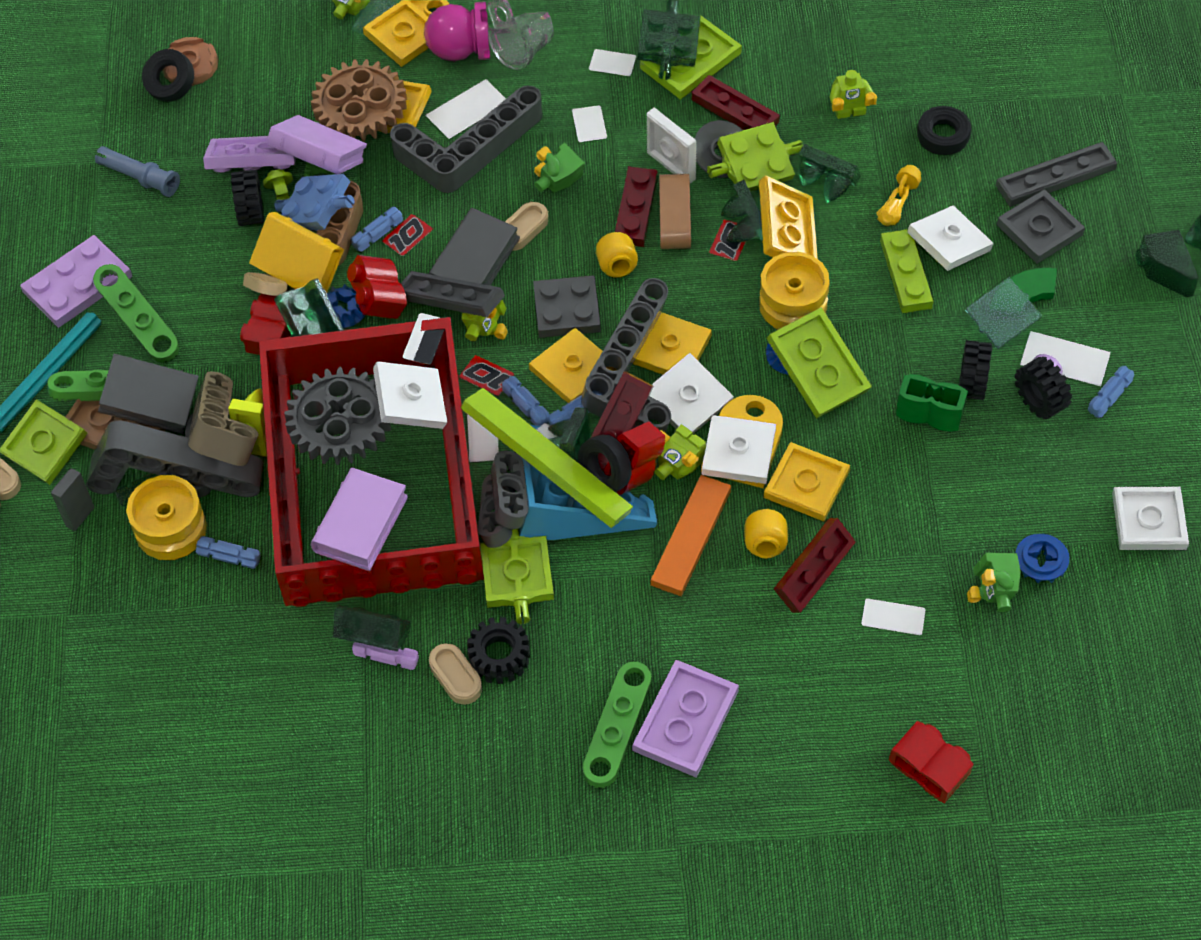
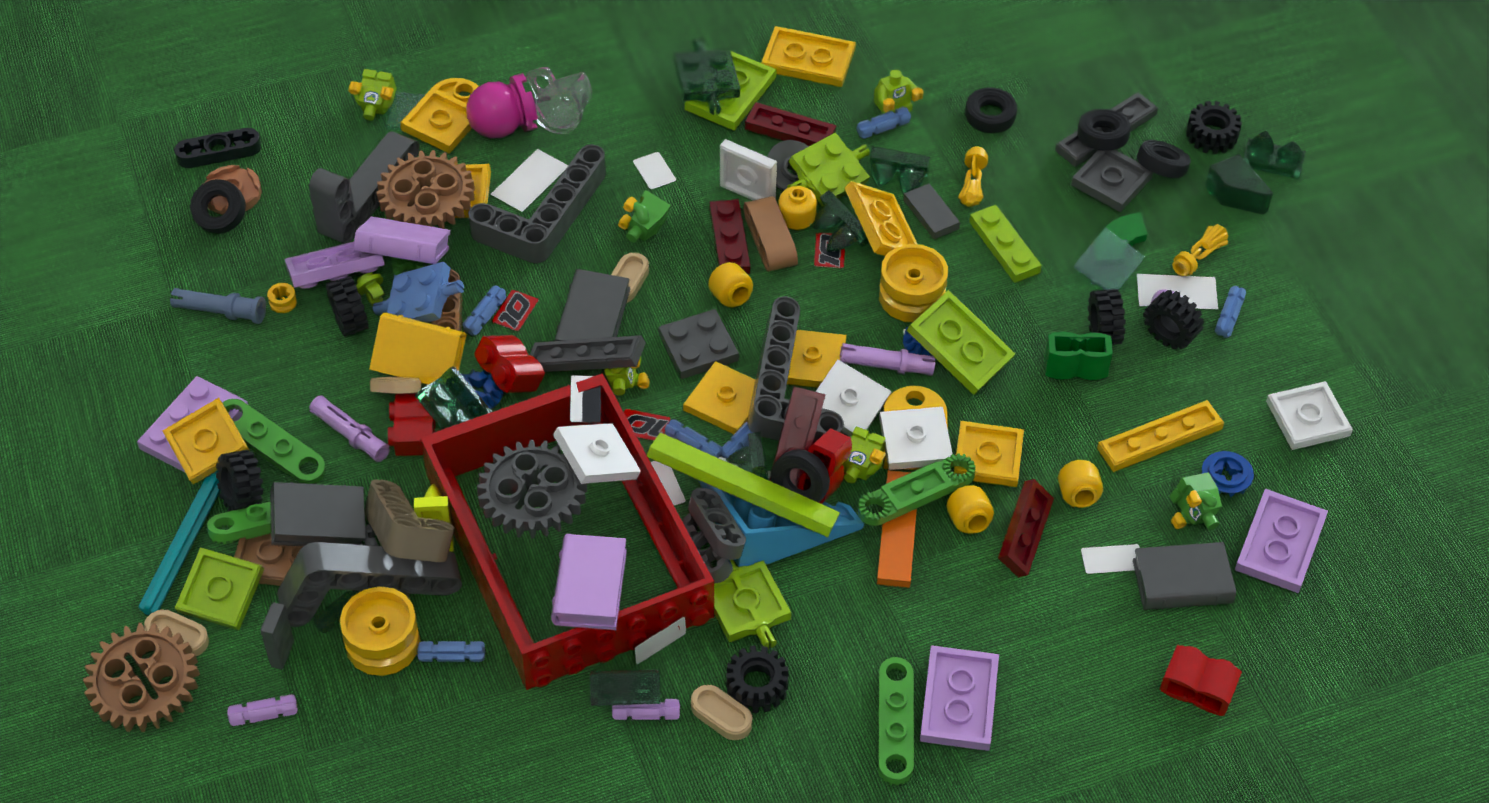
camera: 20 degrees left, 5 degrees down
(41, 565) = (262, 710): none -> lavender axle
(75, 299) = (203, 438): none -> yellow plate
(91, 343) = (239, 480): none -> black tyre
(171, 11) = (206, 142): none -> black beam
(200, 183) = (279, 290): none -> yellow bush
(217, 324) = (358, 435): none -> lavender pin
(275, 101) = (346, 204): none -> dark grey beam
(421, 590) = (660, 640): none -> white sticker
(612, 62) = (655, 109): white sticker -> none
(709, 190) = (798, 207): none -> yellow head
(718, 501) = (916, 489): none -> bright green plate
(741, 363) = (894, 360): none -> lavender pin
(782, 38) = (809, 56): none -> yellow tile
(830, 121) = (883, 122): none -> medium blue axle
(844, 222) = (931, 211): none -> dark grey tile
(885, 533) = (1080, 483): none -> yellow head
(950, 237) = (1035, 205): white plate -> none
(956, 652) = (1184, 576): none -> dark grey piece
(989, 503) = (1160, 435): none -> yellow tile
(1044, 186) = (1103, 140): none -> black tyre
(1070, 640) = (1281, 540): none -> lavender plate
(1114, 218) = (1163, 159): none -> black tyre
(1121, 312) = (1213, 238): none -> yellow piece
(1165, 208) = (1217, 116): none -> black tyre

